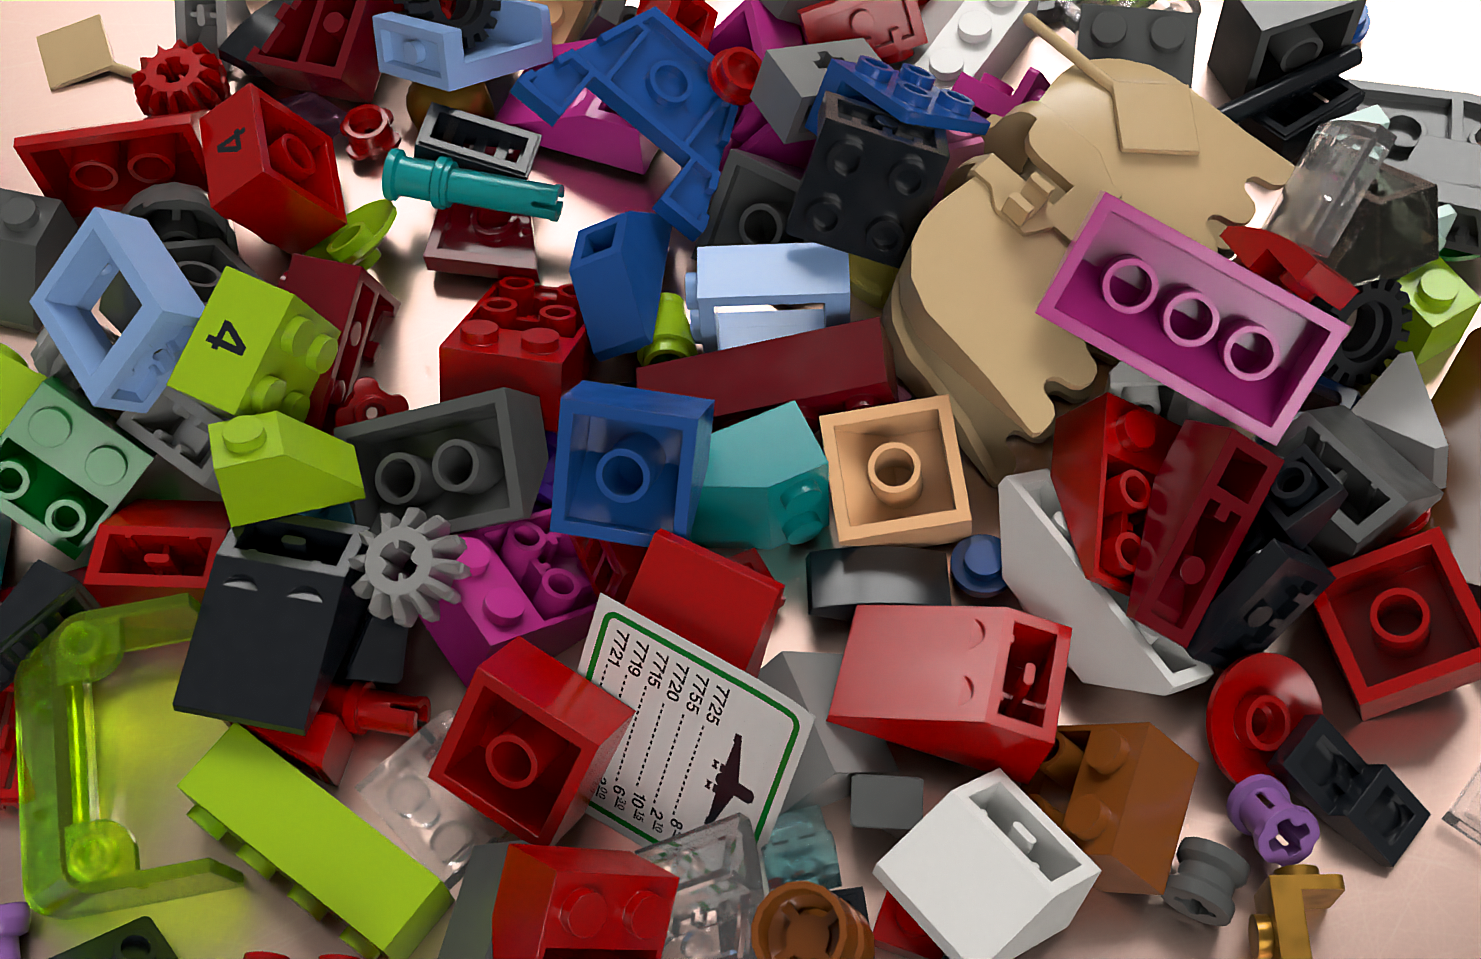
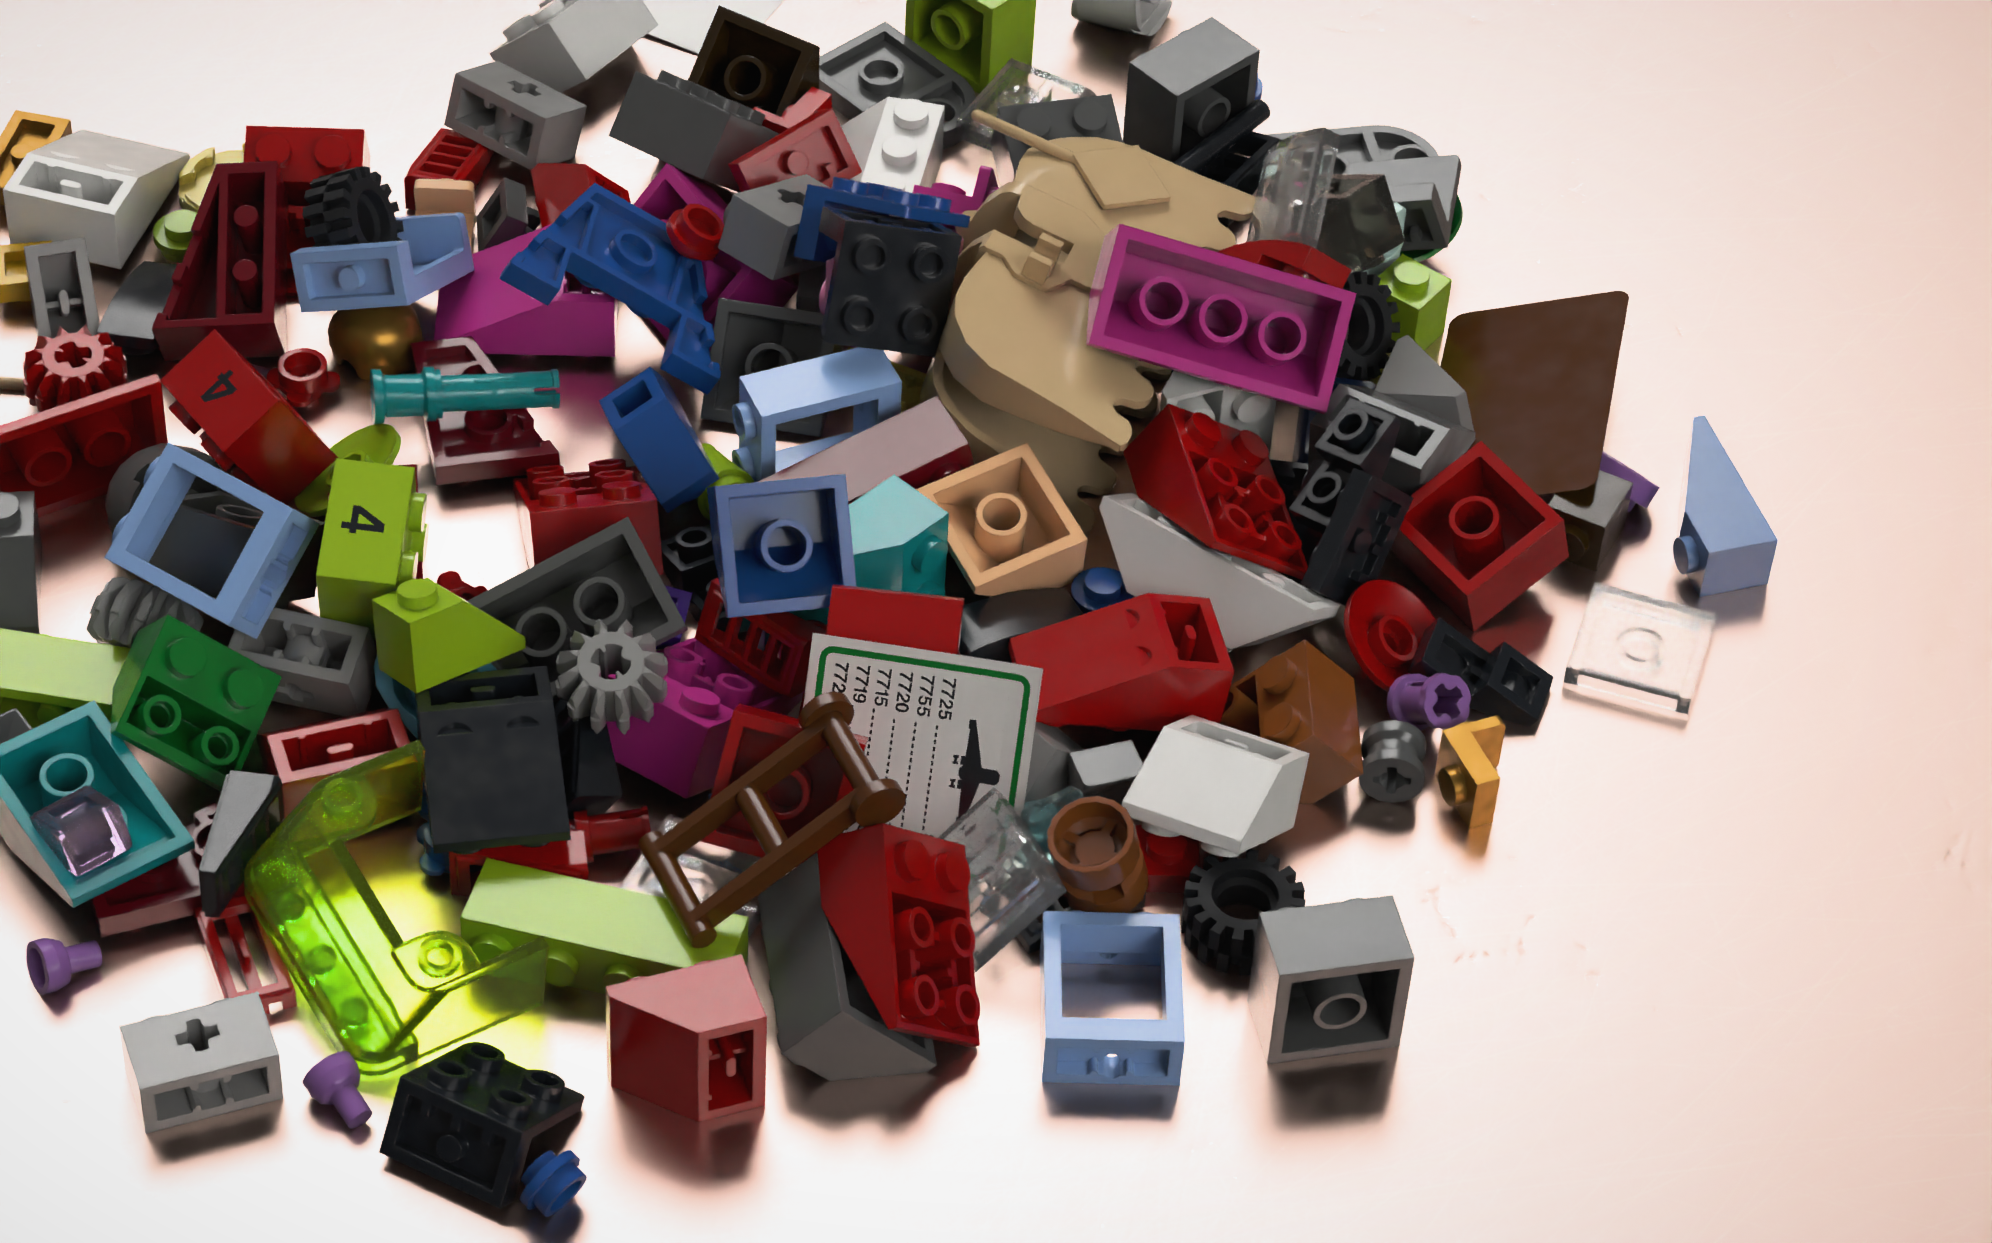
camera: 30 degrees left, 15 degrees down
(459, 127) = (453, 351): black slope -> none
(552, 840) = (870, 803): none -> reddish brown piece
(1196, 525) = (1285, 479): dark red slope -> none

